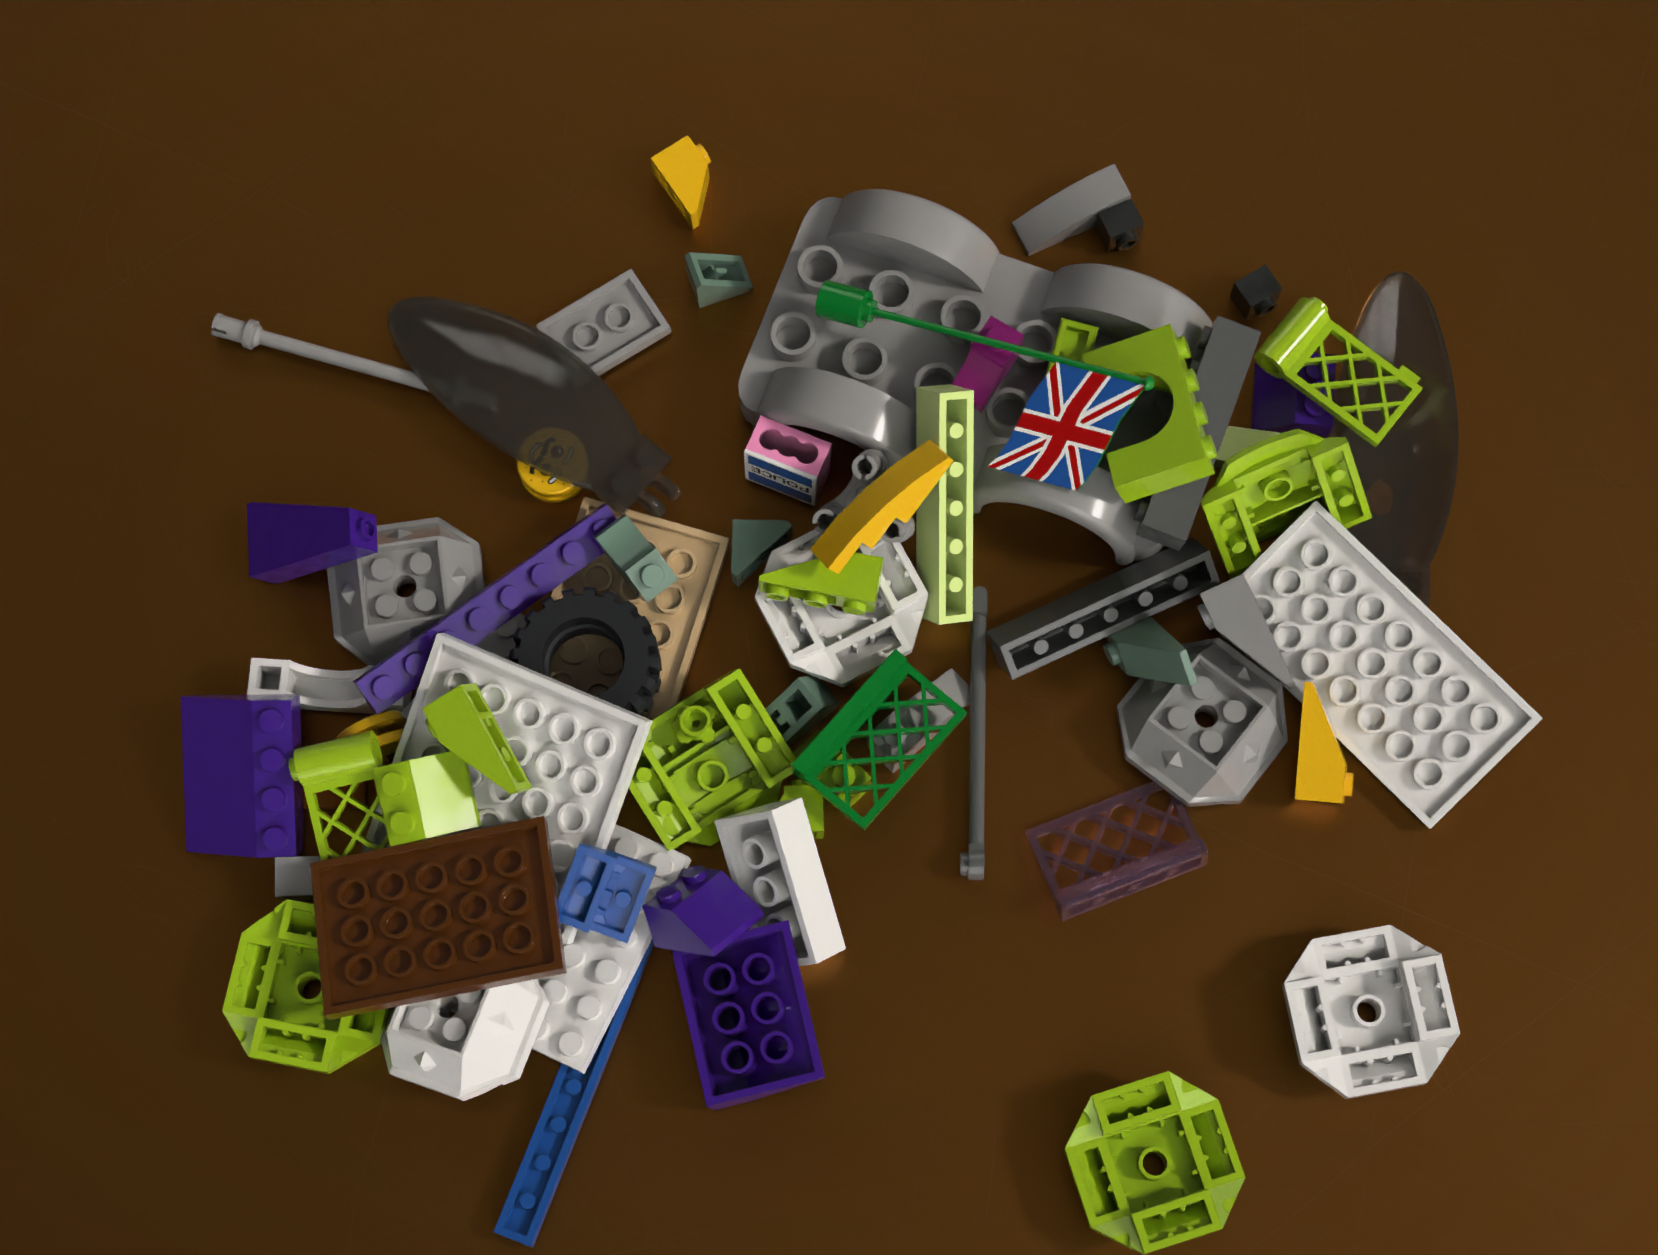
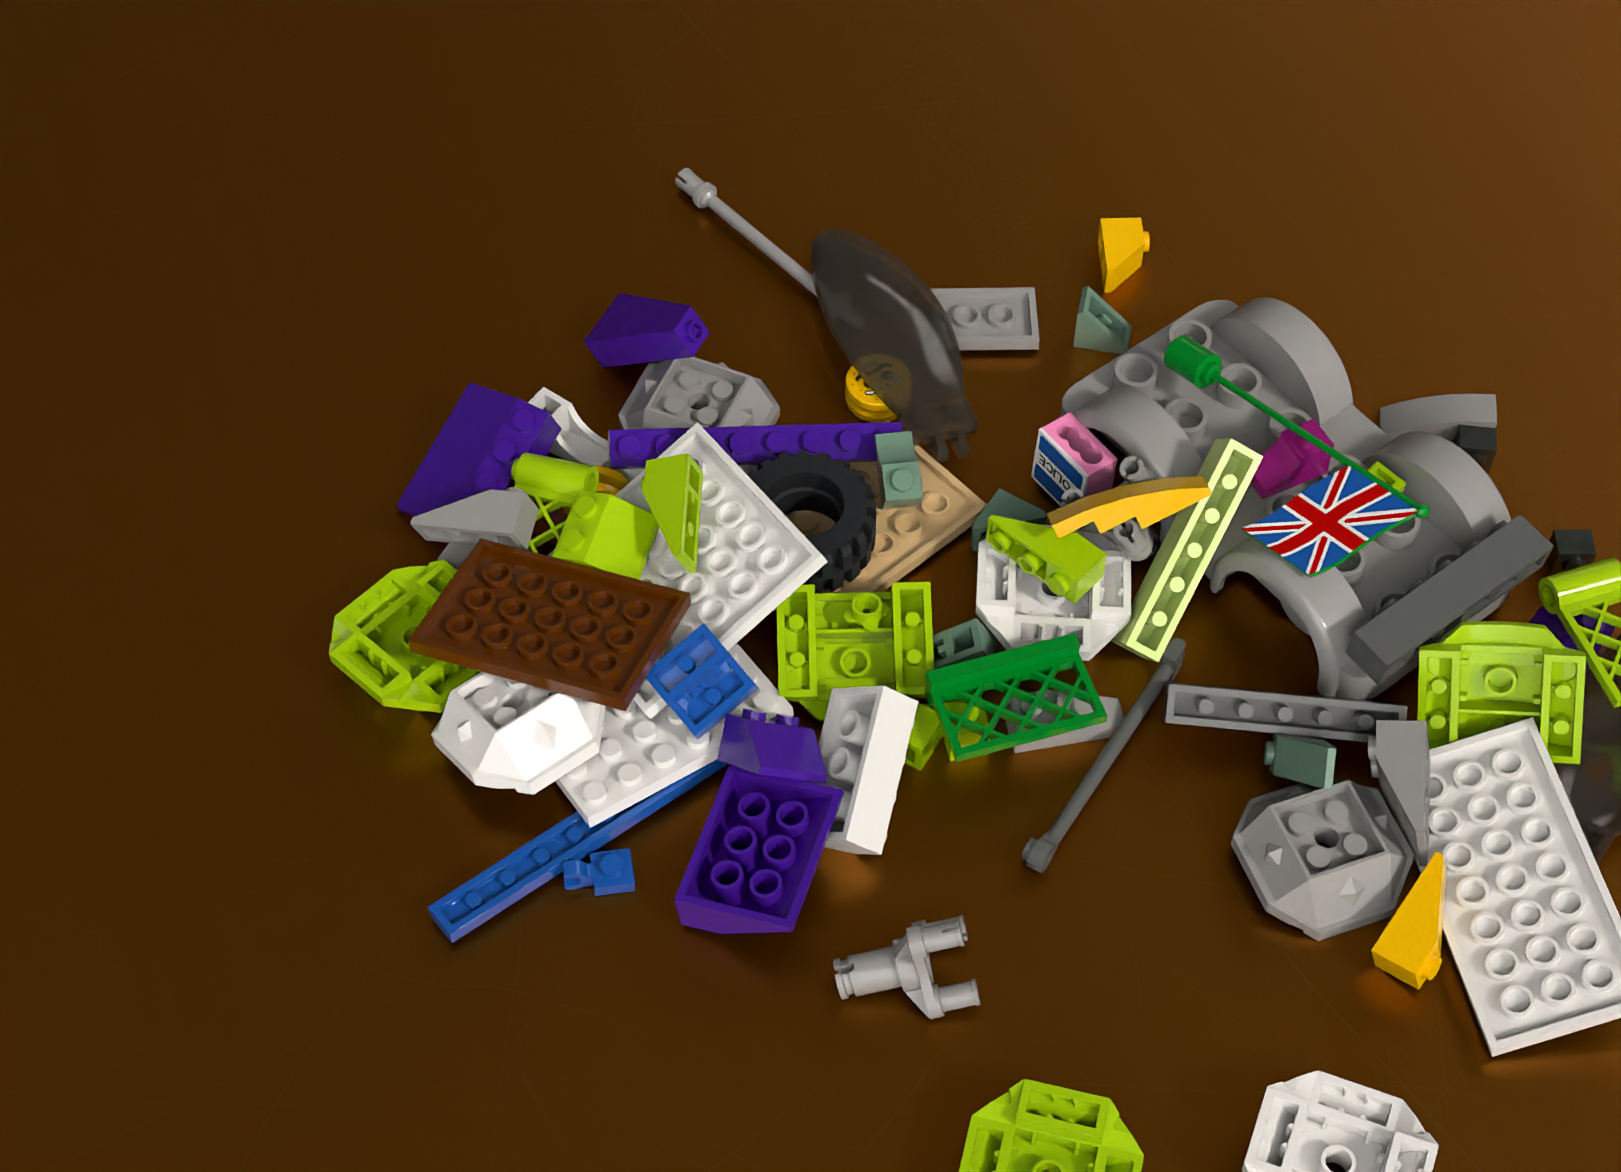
camera: 30 degrees right, 20 degrees down
(306, 838) = (490, 515): none -> light grey slope
(621, 1101) = (608, 872): none -> blue plate
(932, 1036) = (909, 967): none -> light grey wheel
(1124, 879) = (1176, 936): fence -> none
(1180, 449) = (1423, 583): lime arch -> none

